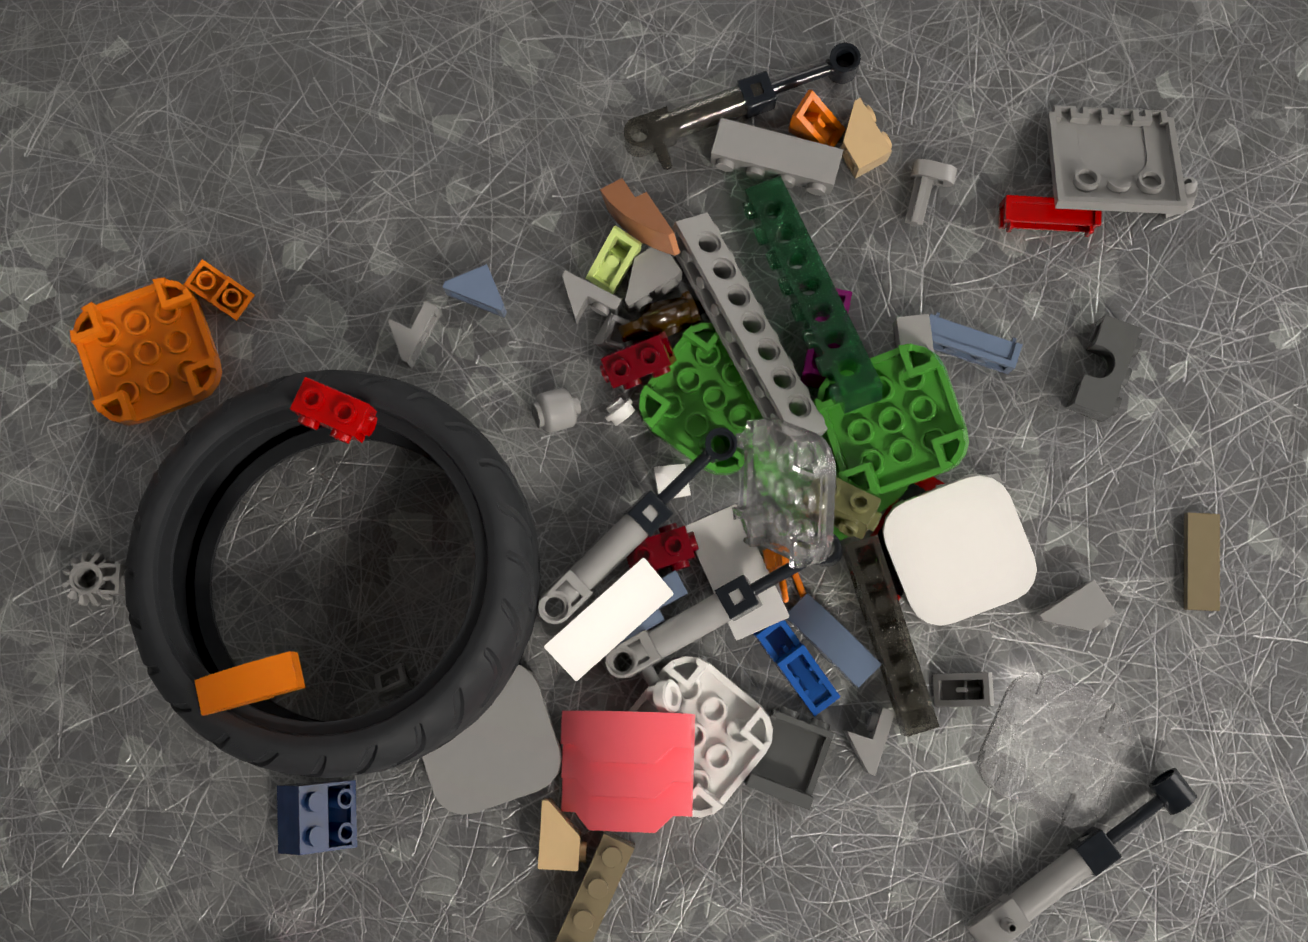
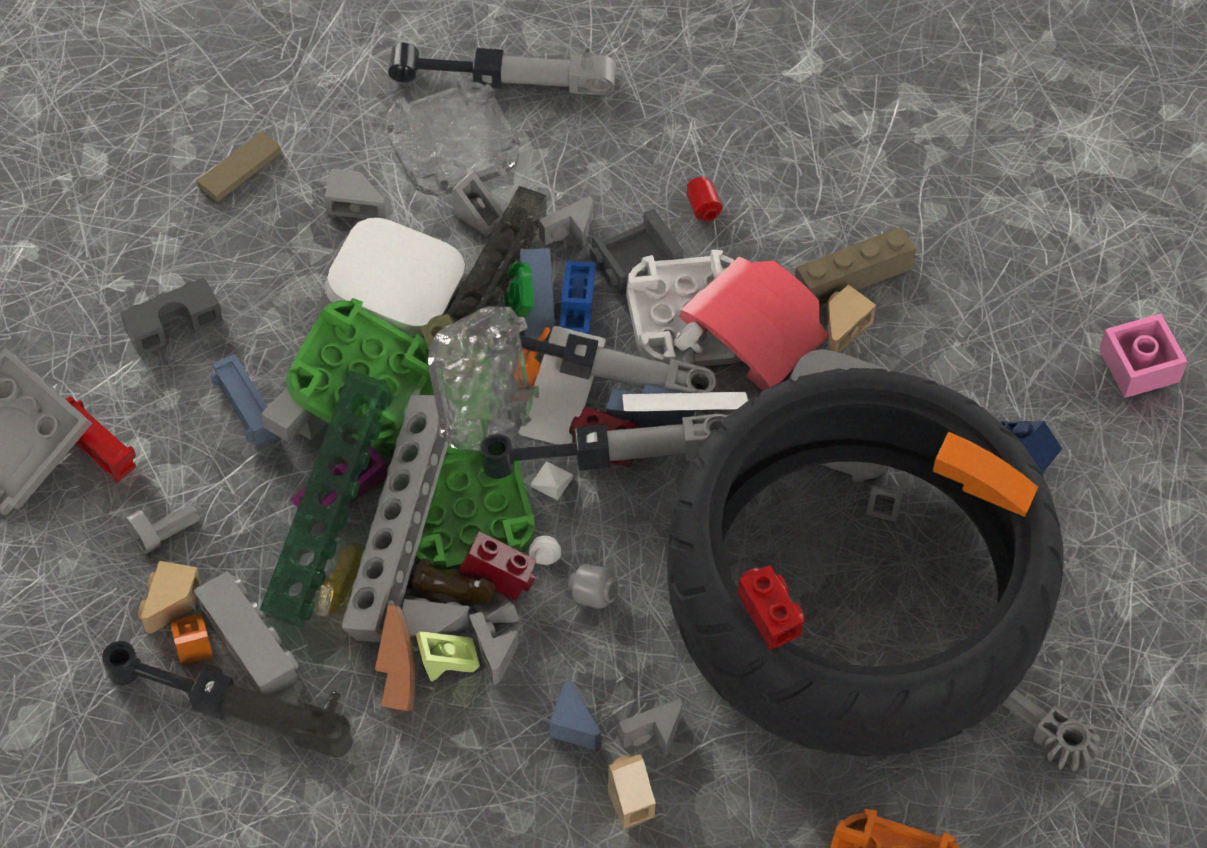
camera: 140 degrees left, 25 degrees down
(386, 263) = (630, 790): none -> tan slope
(748, 257) = (339, 585): none -> clear yellow tile
(781, 866) = (703, 199): none -> red brick
(842, 617) = (520, 290): none -> green tile

